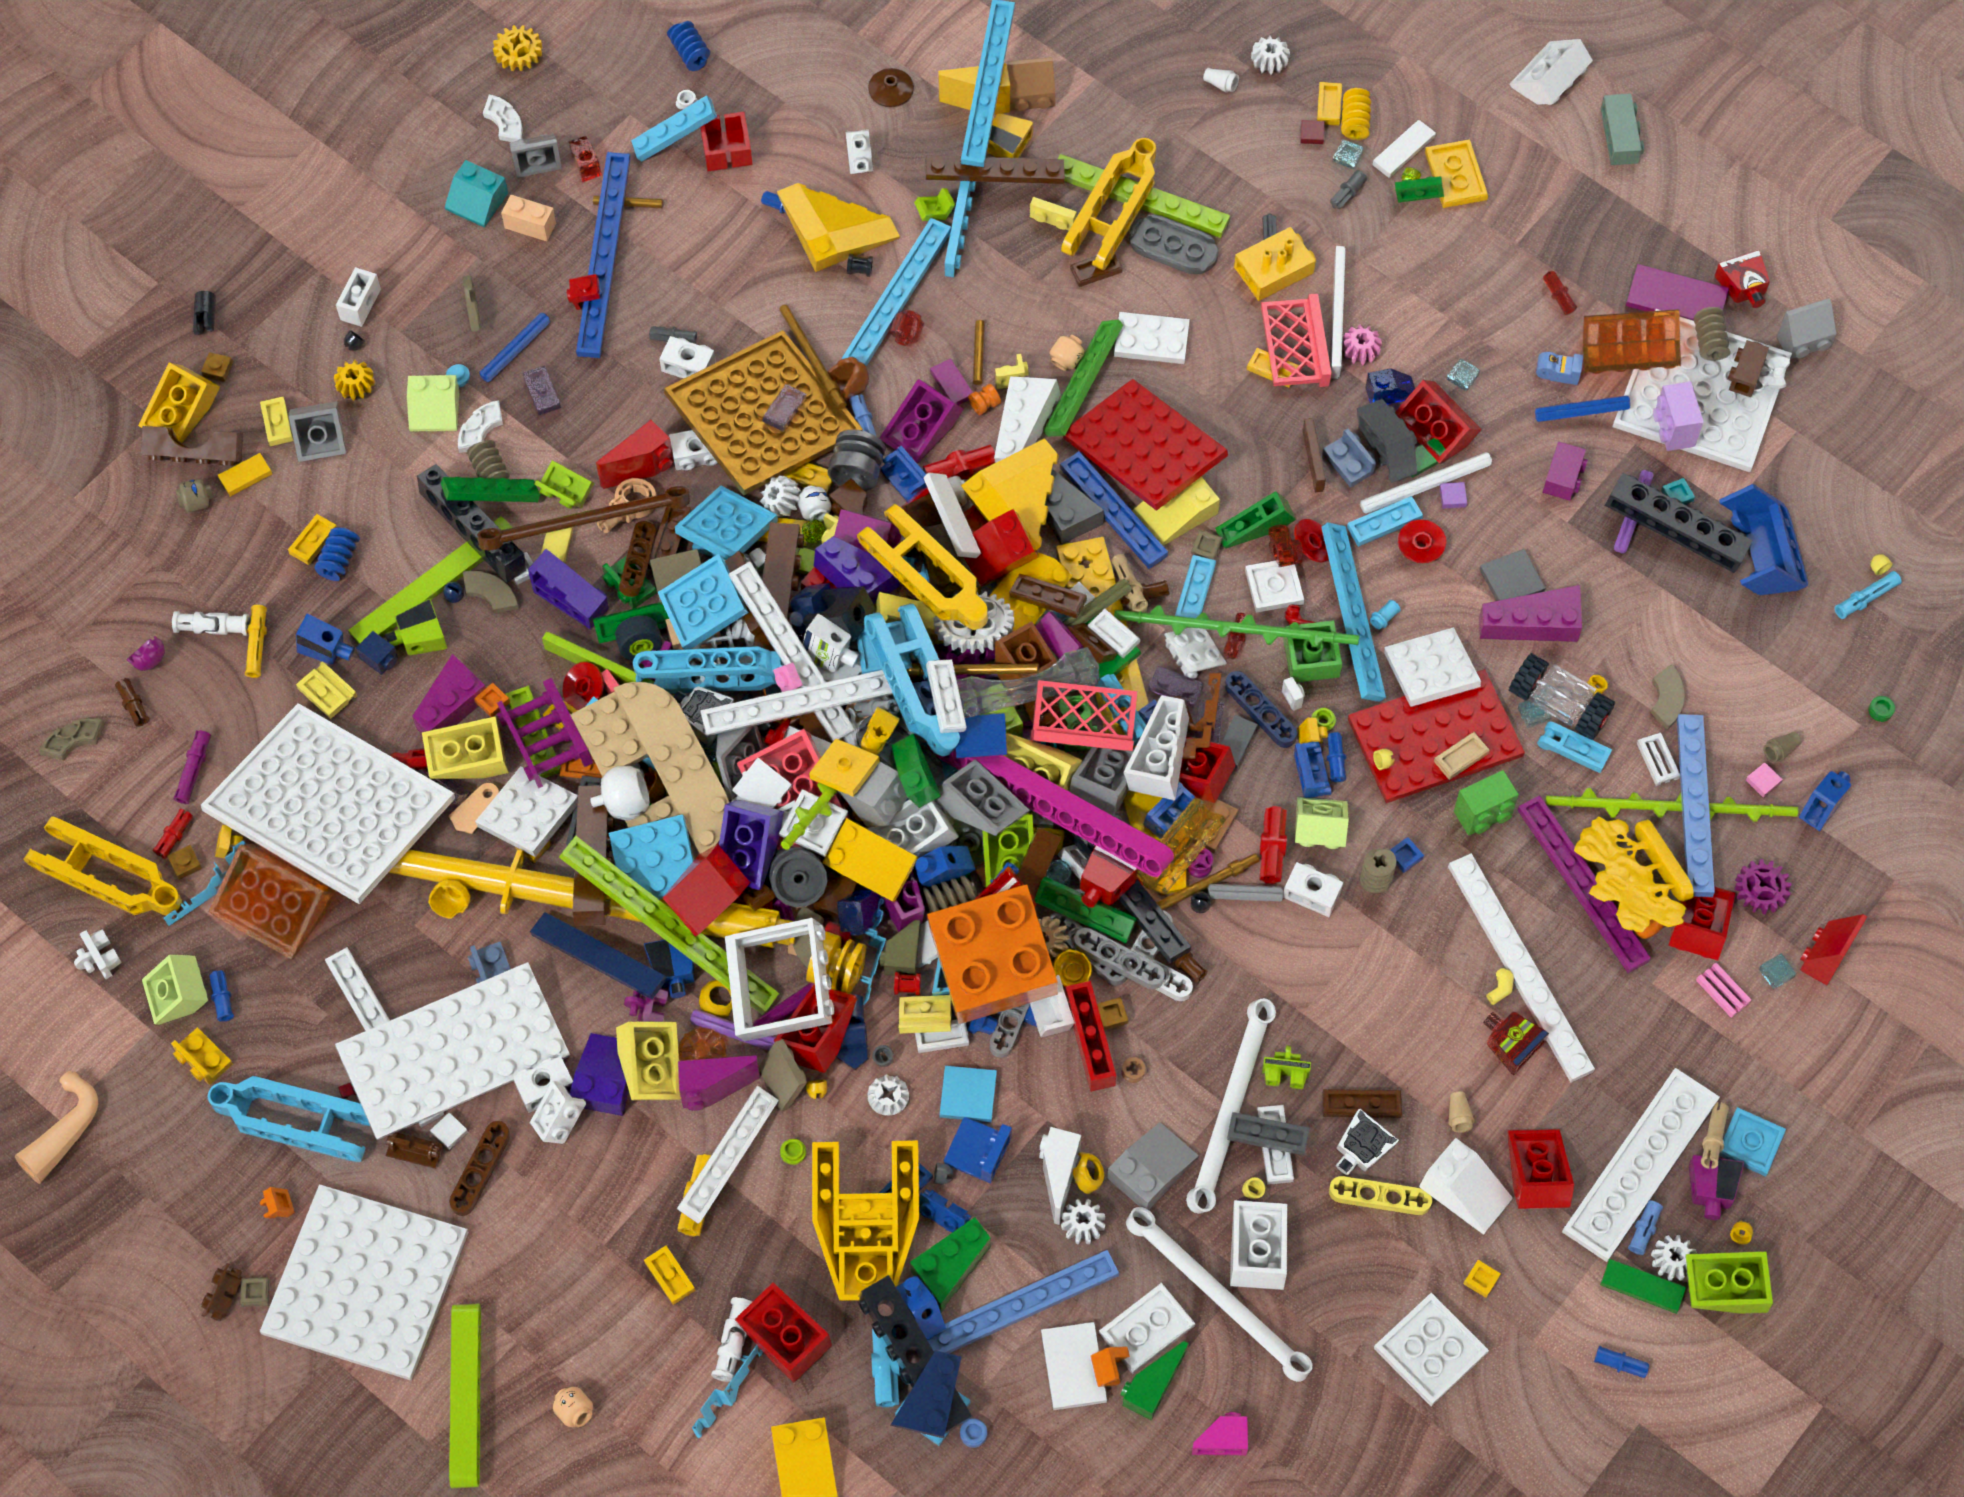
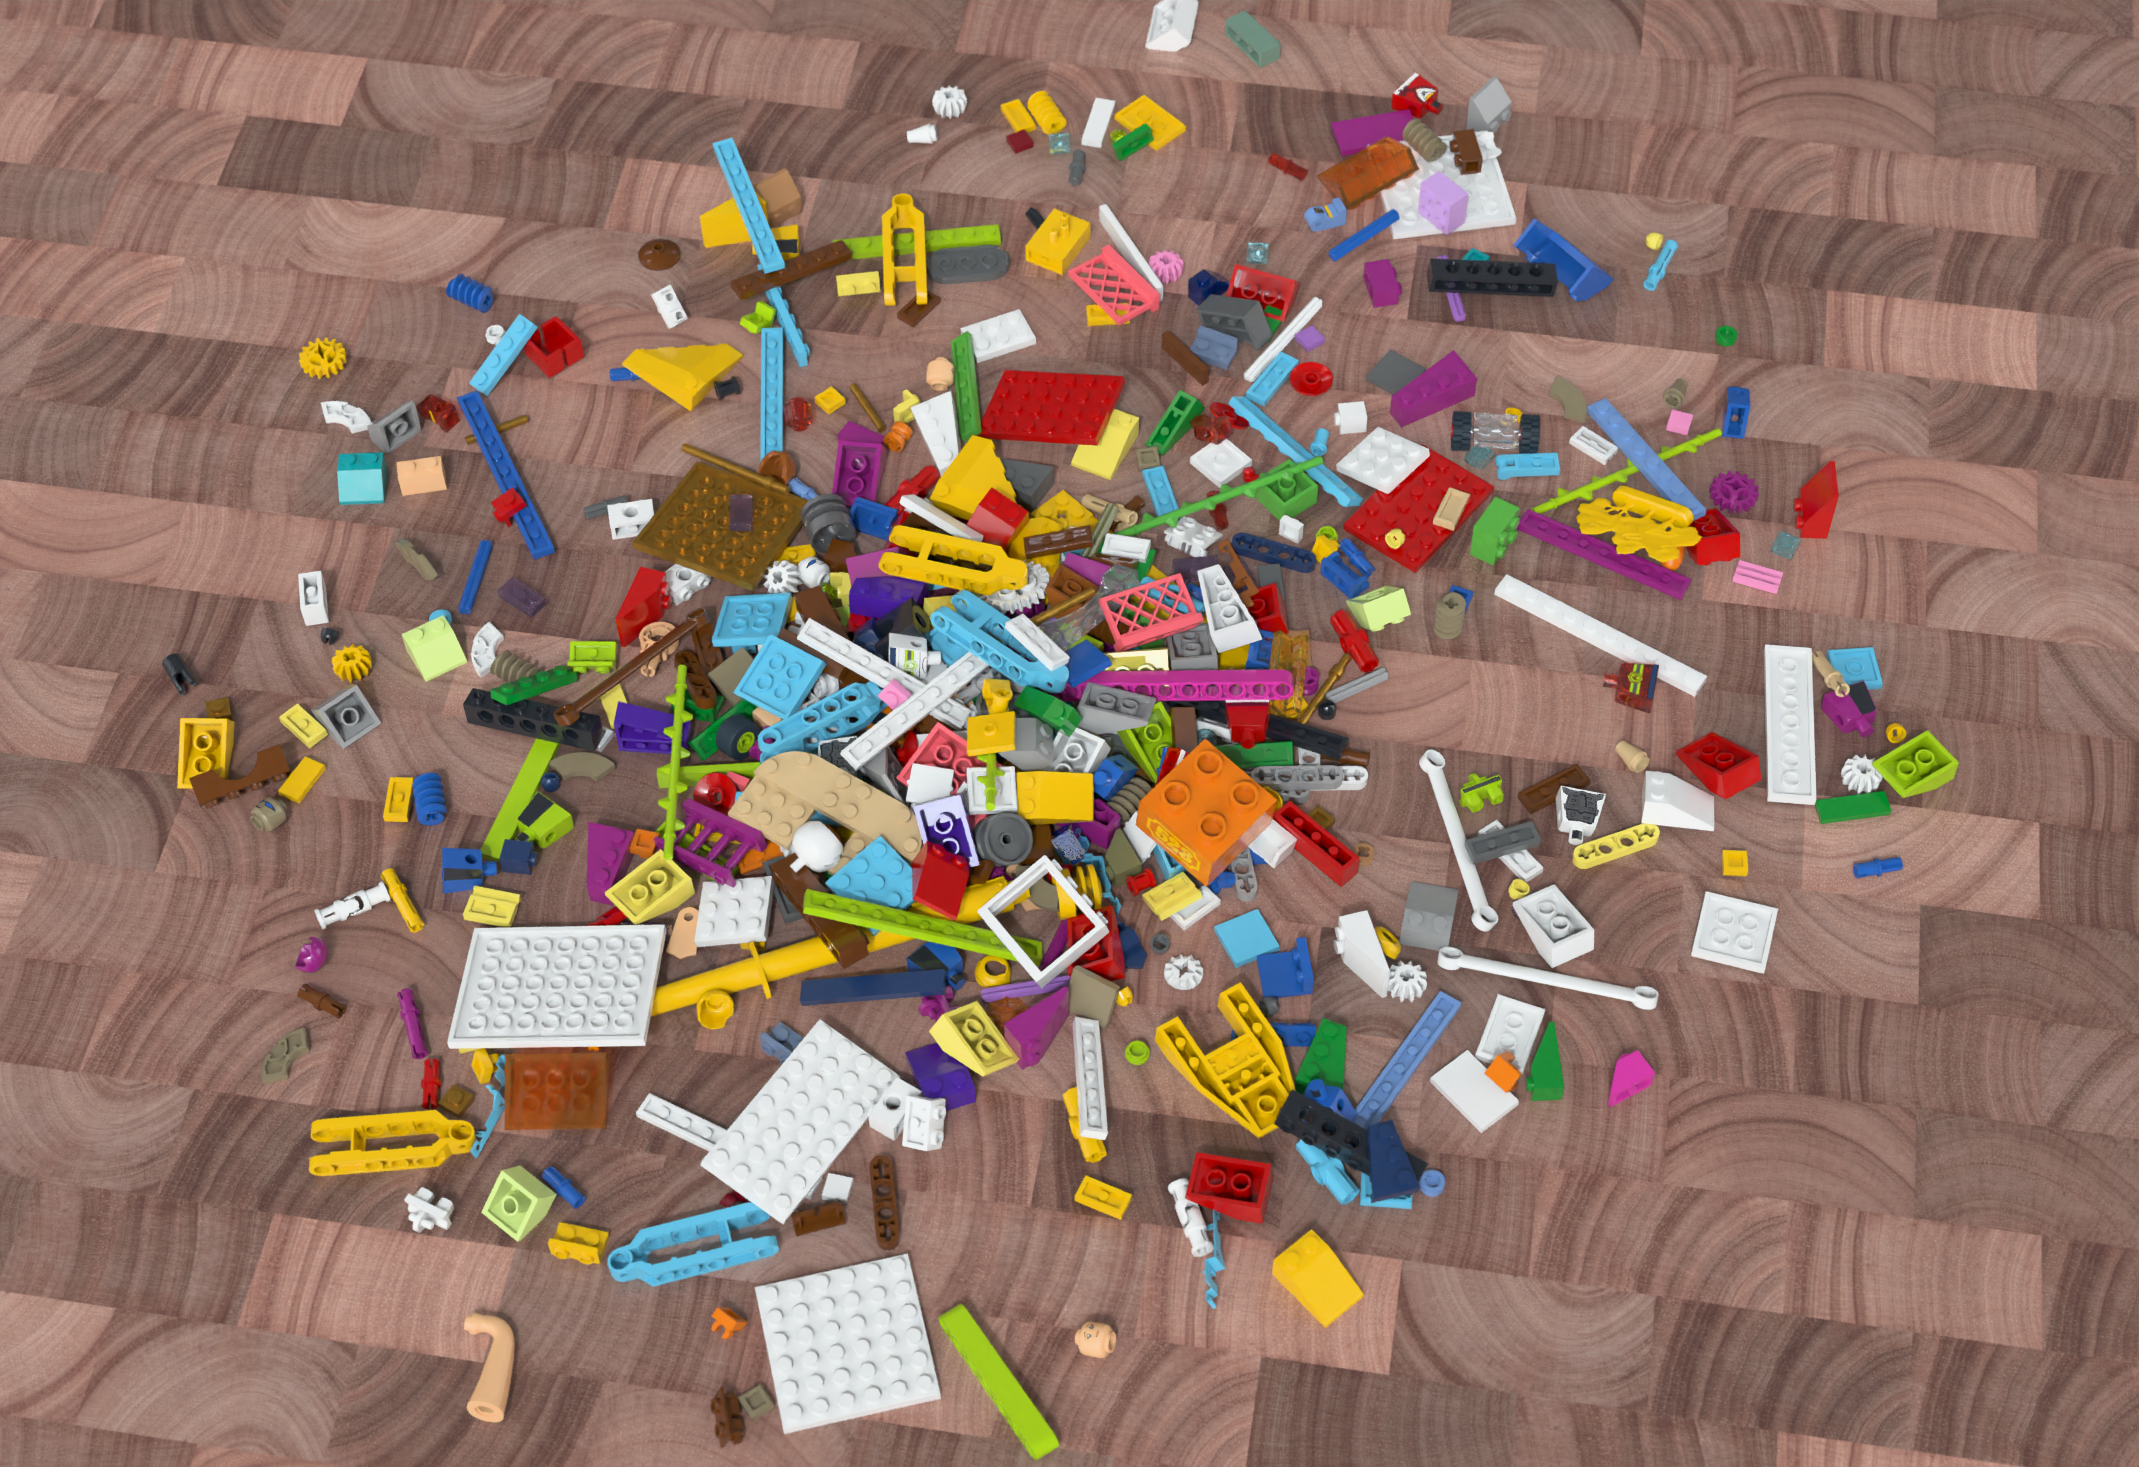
camera: 30 degrees left, 10 degrees down
(554, 641) = (672, 769): none -> lime plant
(946, 327) = (829, 400): none -> yellow plate
(1116, 512) = (1064, 469): blue plate -> none
(1318, 901) = (1407, 656): white brick -> none
(1432, 604) = (1351, 417): none -> white brick
(1505, 986) = (1599, 653): light yellow arm -> none
(1645, 1227) = (1825, 765): medium blue pin -> none

